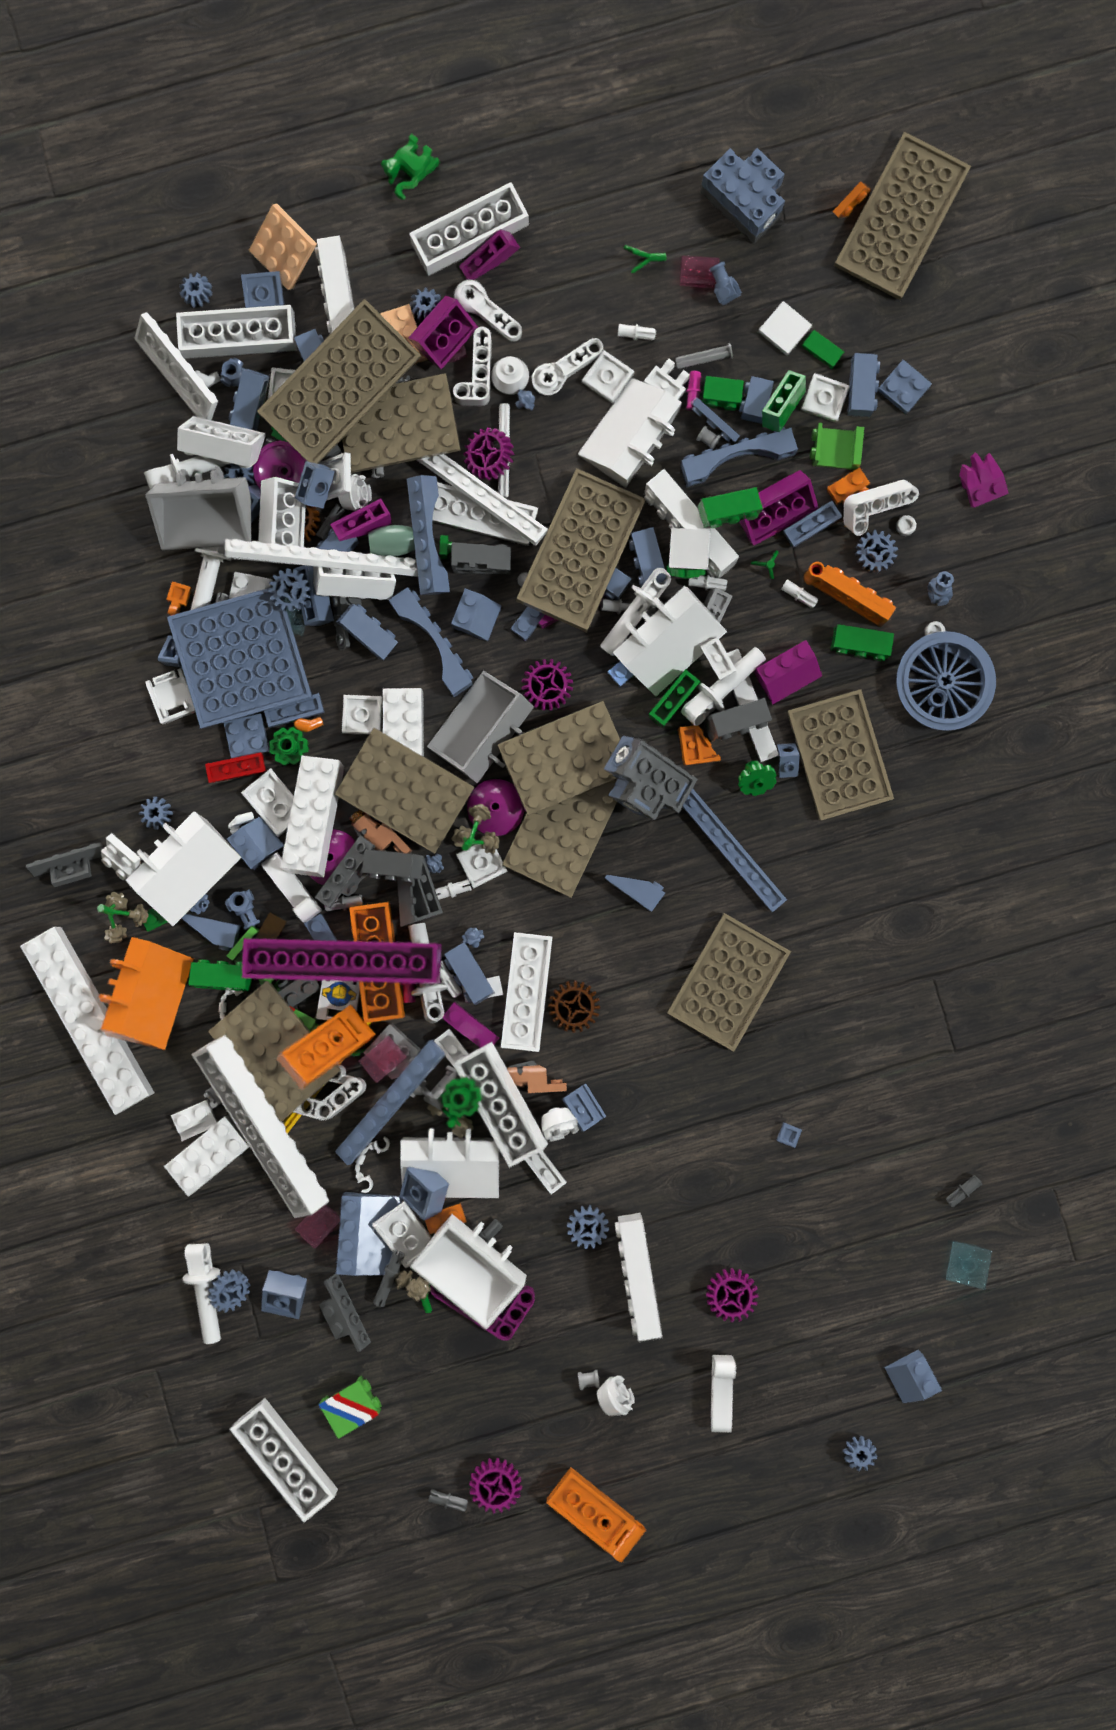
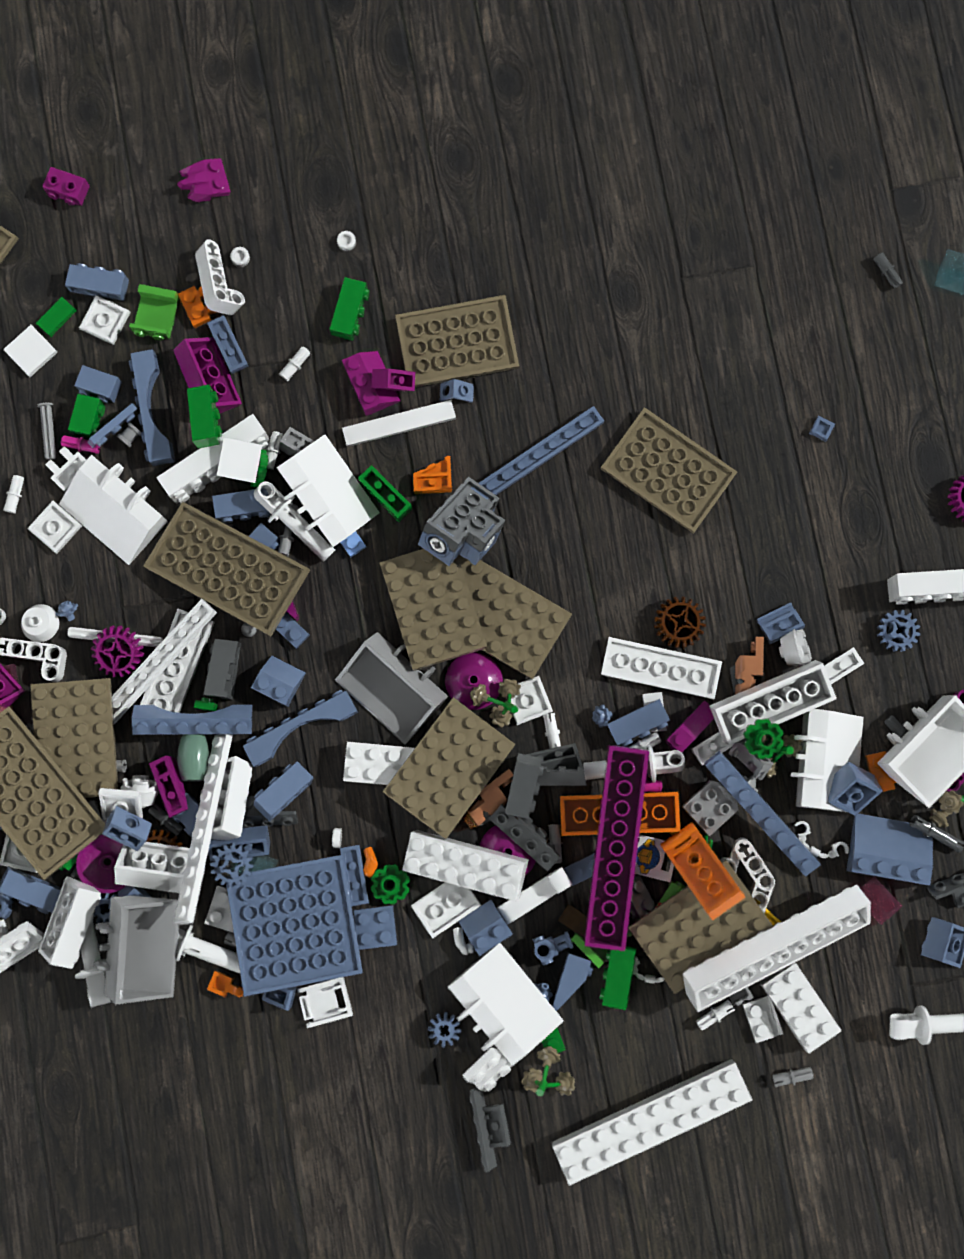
camera: 80 degrees left, 5 degrees down
(142, 1153) = (792, 1076): none -> light grey axle
(146, 994) = (631, 1055): orange piece -> none
(193, 1073) = (715, 1015): none -> white axle
(229, 1290) = (939, 998): sand blue gear -> none
(235, 767) = (406, 941): red plate -> none
(328, 689) = (336, 837): none -> white tile
(361, 714) = (365, 807): white tile -> none
(382, 1059) = (718, 815): clear pink plate -> none
(403, 1232) = (893, 813): white tile -> none
(434, 863) = (525, 746): sand blue plant -> none
(554, 689) = (361, 609): magenta gear -> none
(563, 368) = (40, 569): white beam -> none
(641, 891) = (573, 543): sand blue slope -> none
(711, 698) = (387, 457): white piece -> none
(718, 658) = (351, 445): white plate -> none
(737, 720) = (413, 434): dark grey wedge -> none
(756, 778) = (472, 421): green plant -> none
(769, 564) = (263, 387): green plant -> none
(784, 401) = (103, 357): green brick -> none
(790, 694) = (393, 380): none -> magenta brick
(850, 593) = (300, 314): orange hinge -> none
(886, 549) = (255, 285): sand blue gear -> none
(904, 386) = (104, 244): sand blue plate -> none
(941, 588) = (305, 229): sand blue connector -> none
(960, 340) = (65, 186): none -> magenta brick
(963, 648) = (365, 217): sand blue piece -> none

